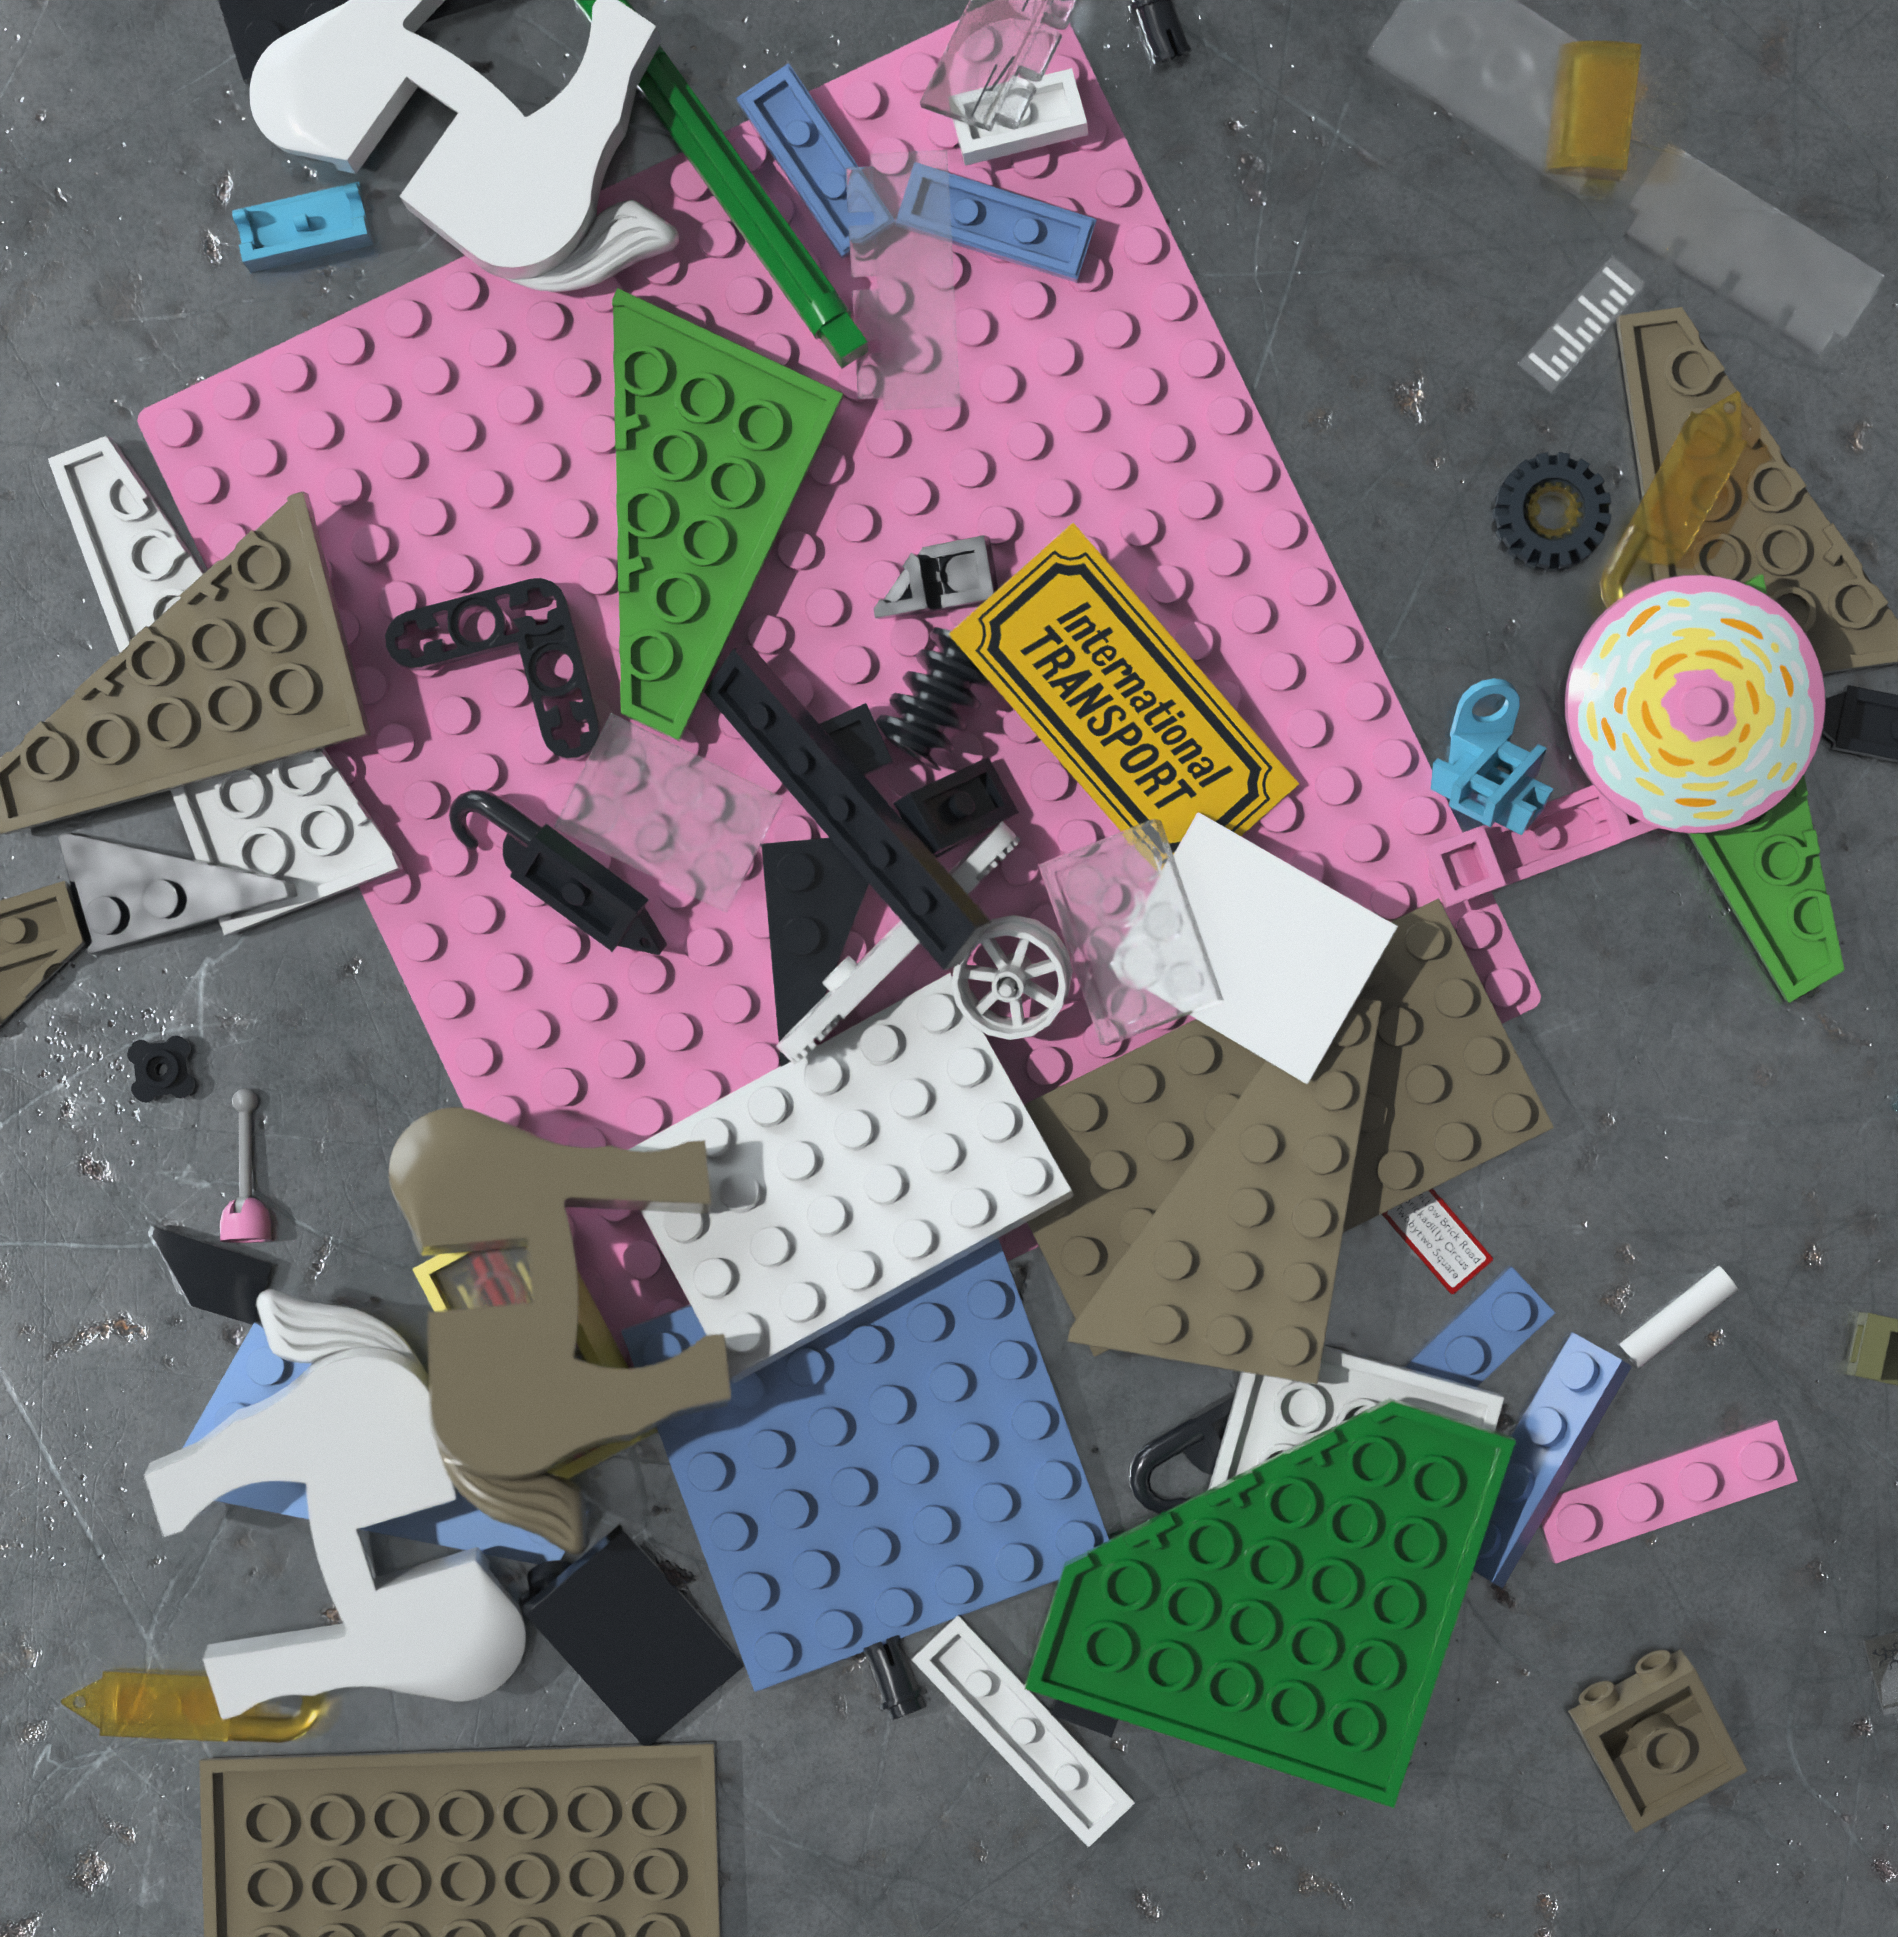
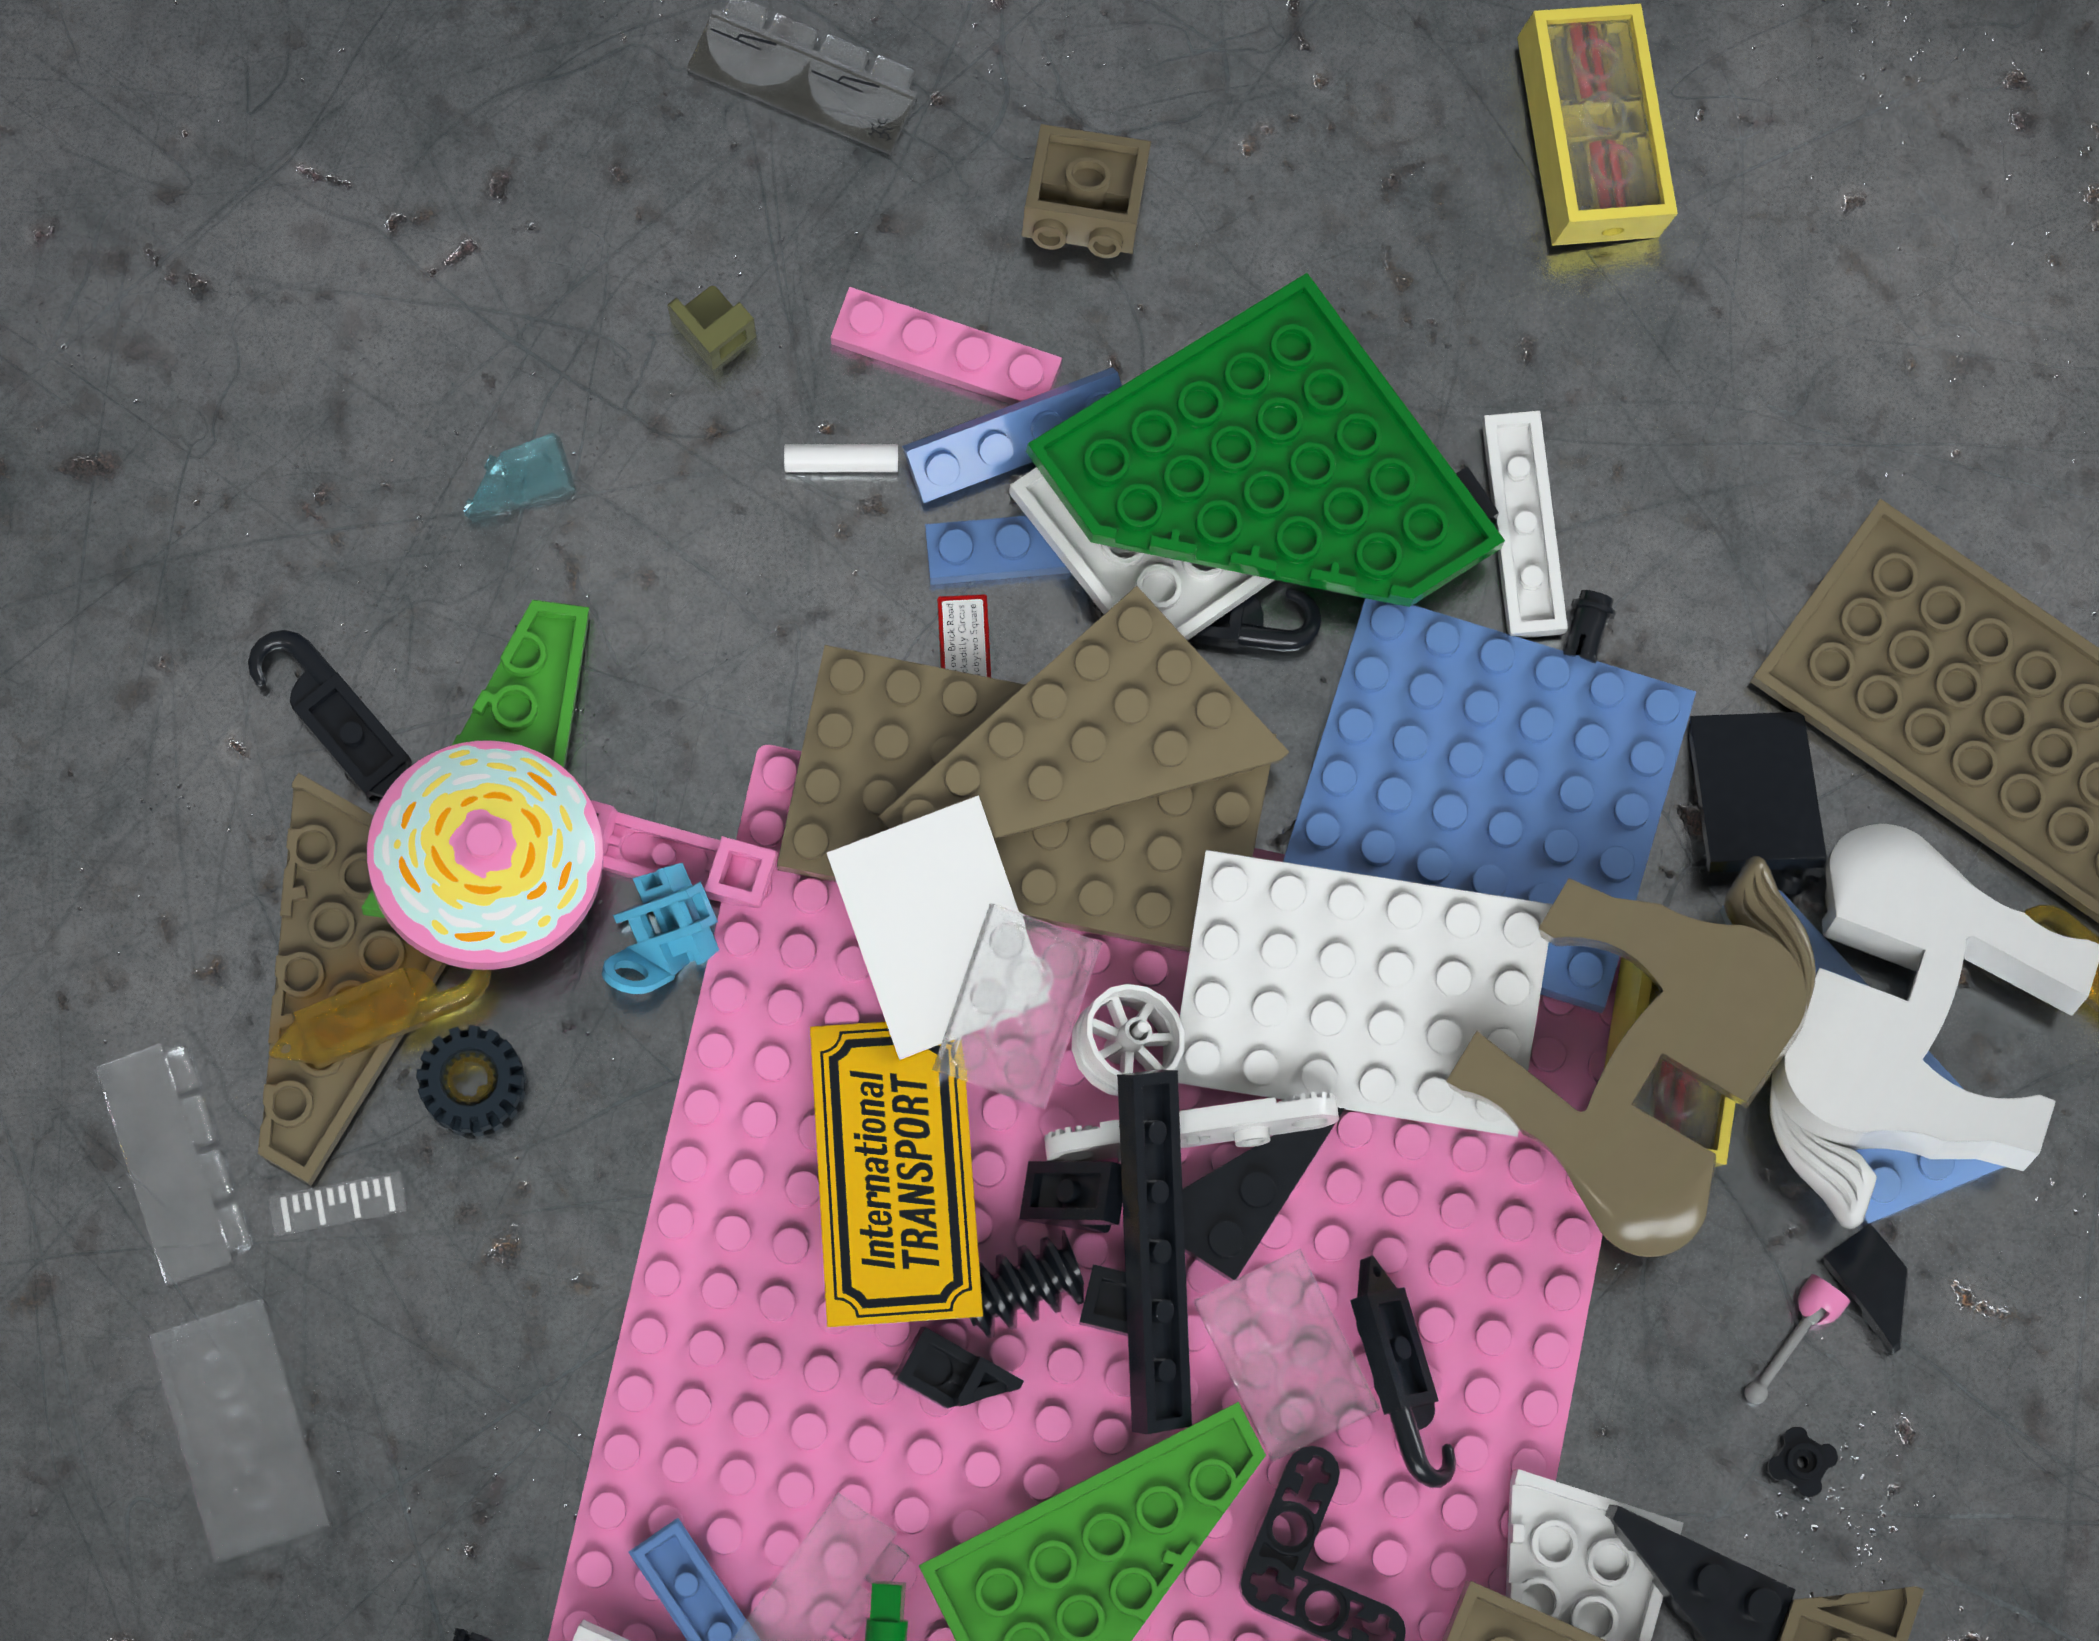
camera: 150 degrees left, 10 degrees down
(1593, 109) = (201, 1345): clear yellow brick -> none

